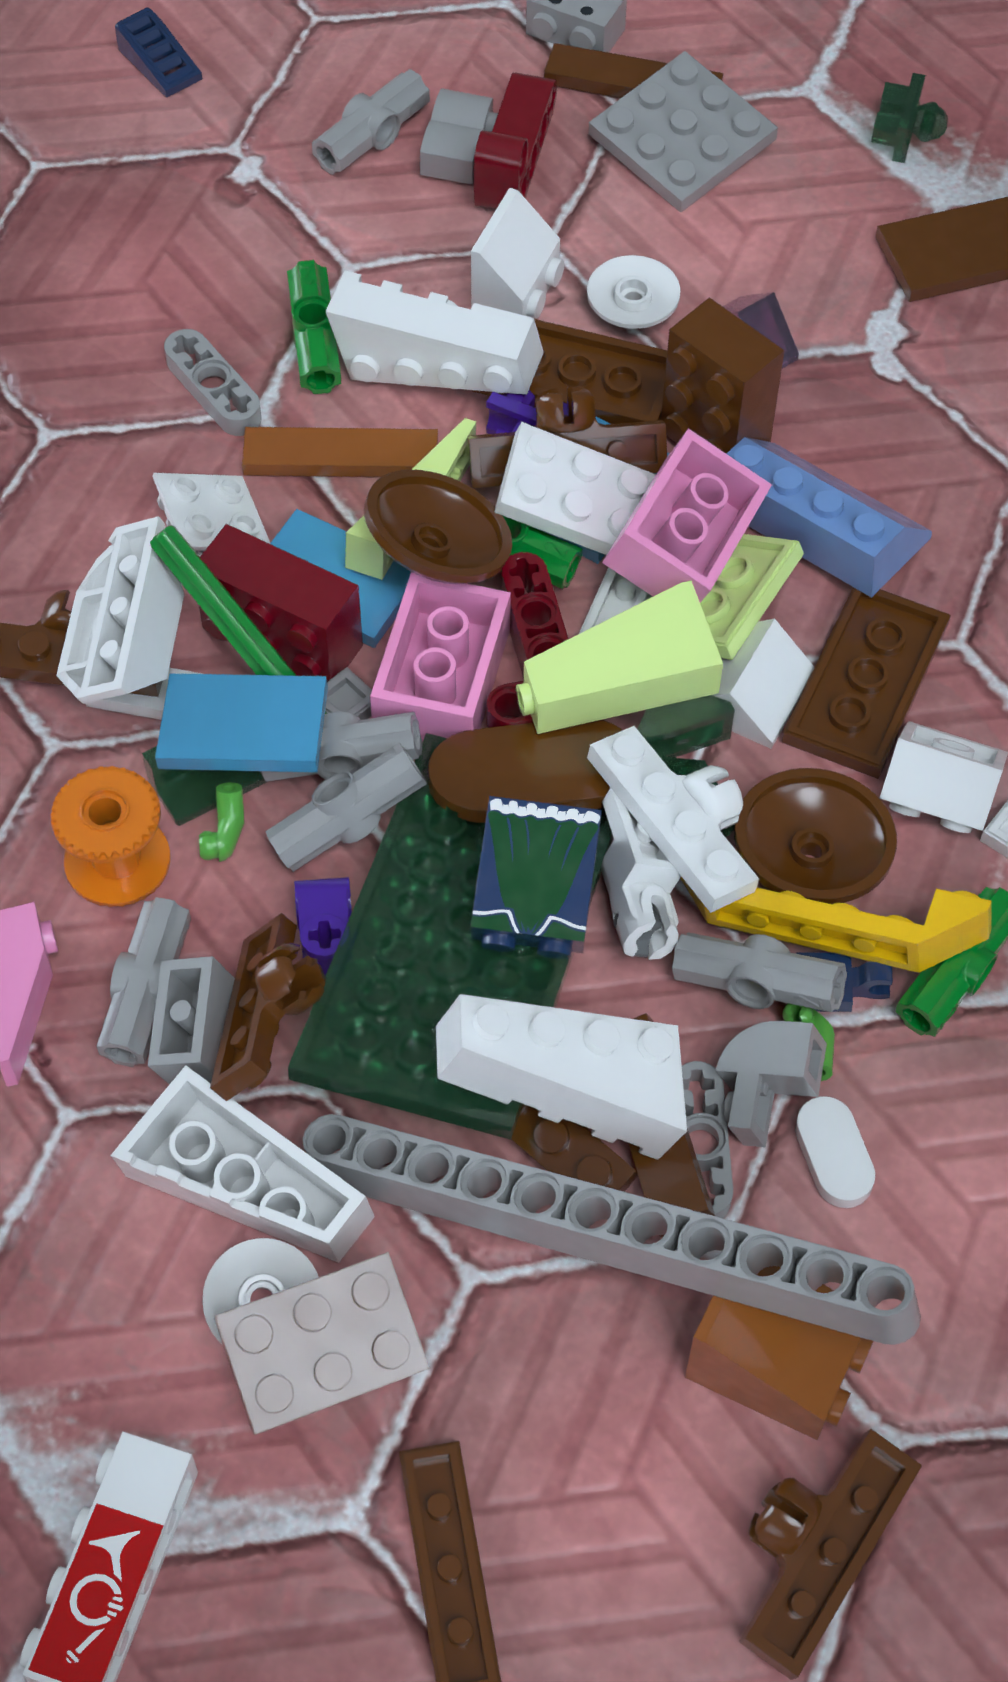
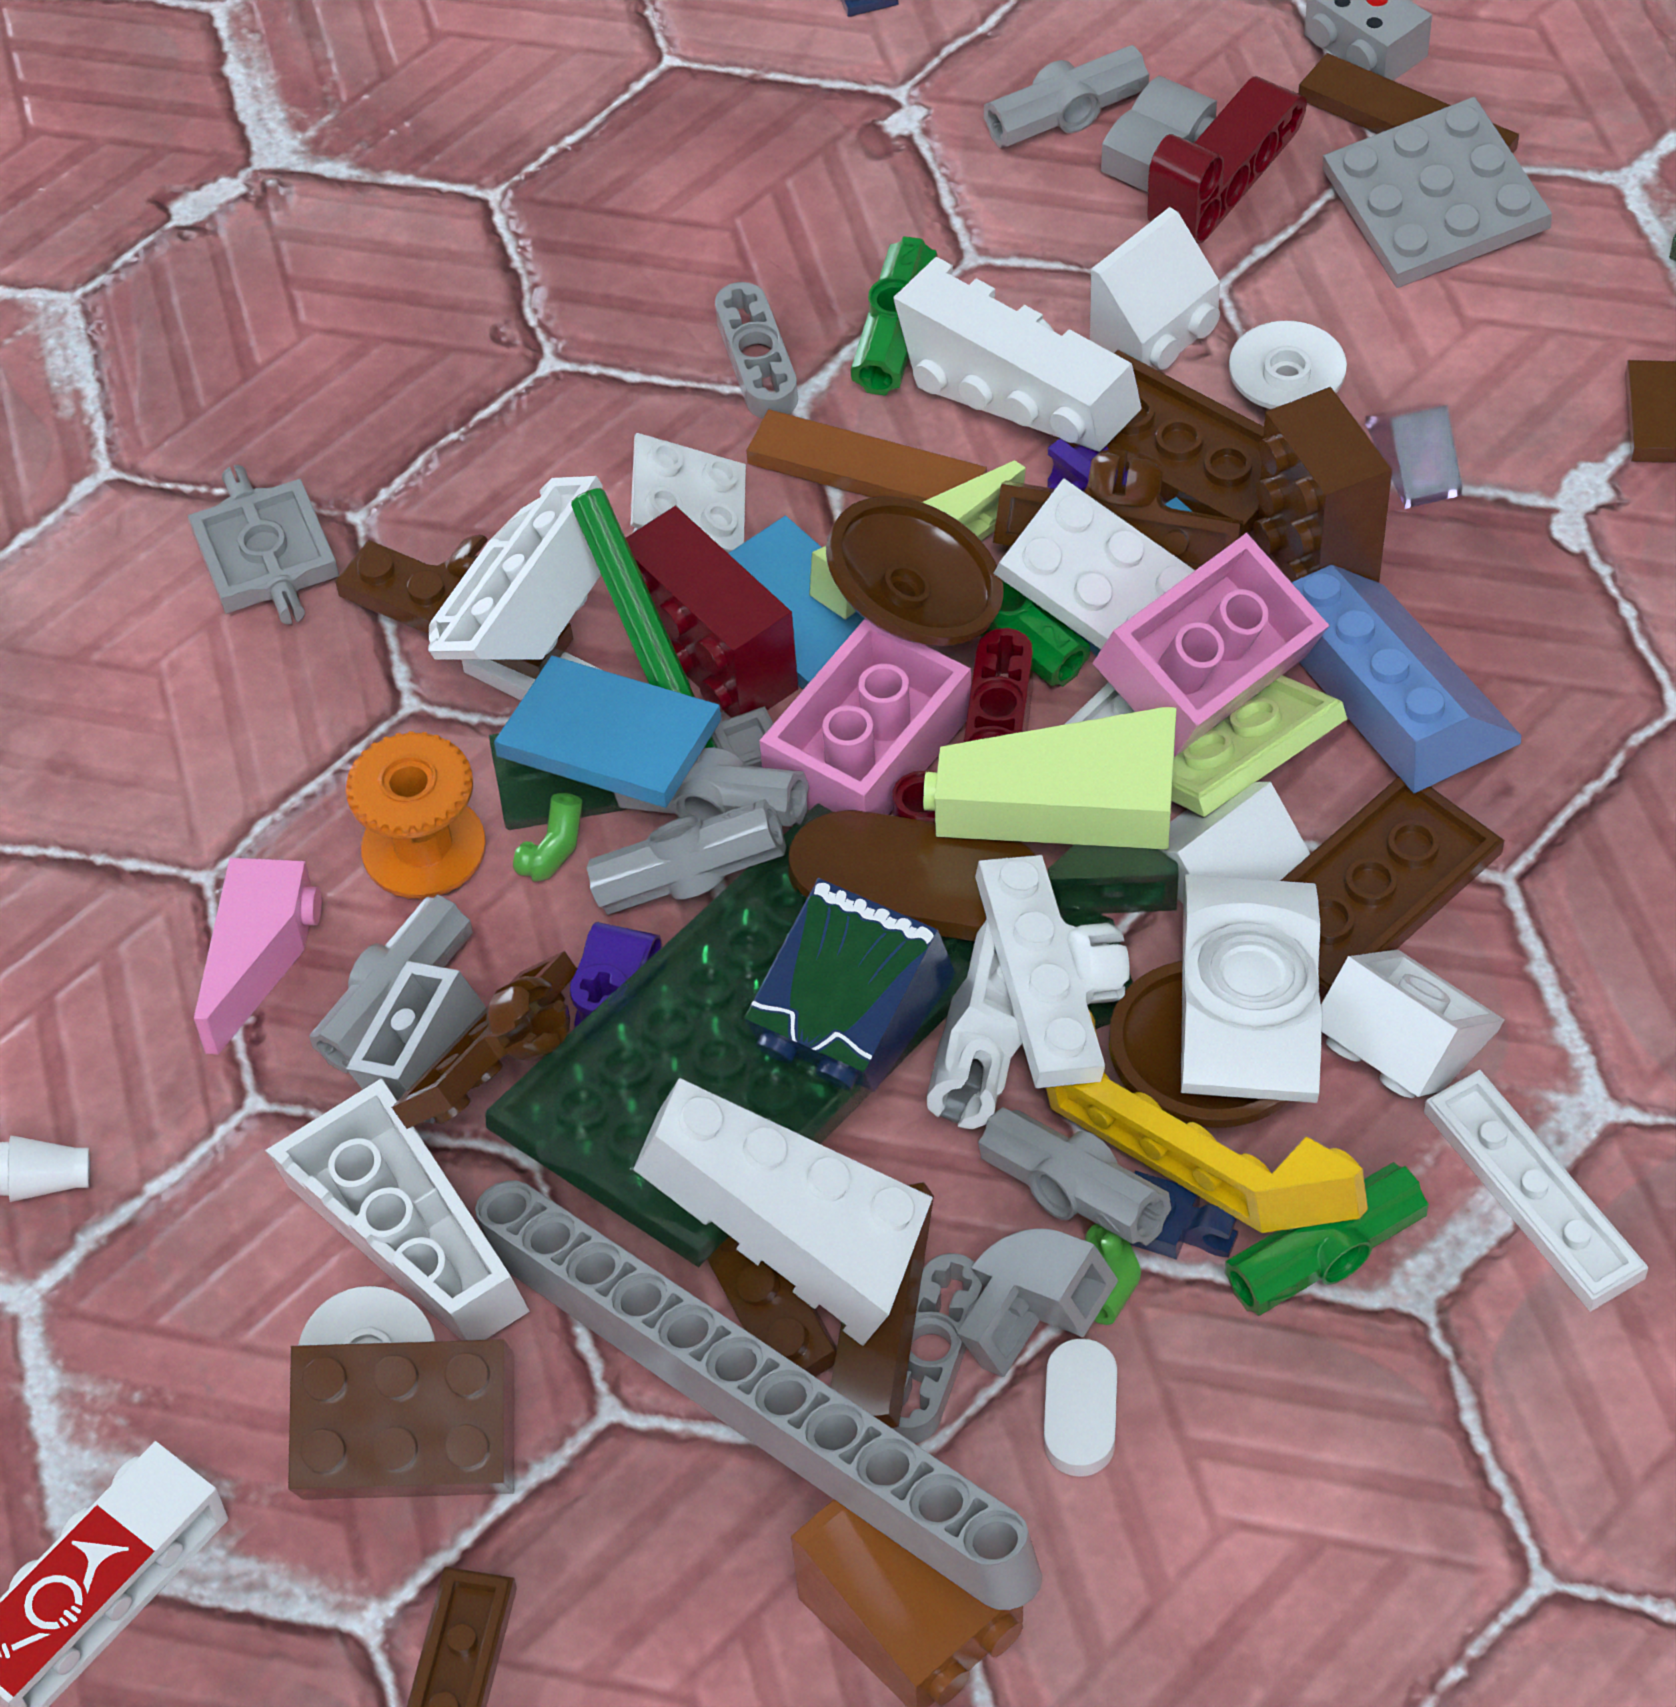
camera: 25 degrees right, 5 degrees down
(831, 784) = (1250, 989): none -> white slope

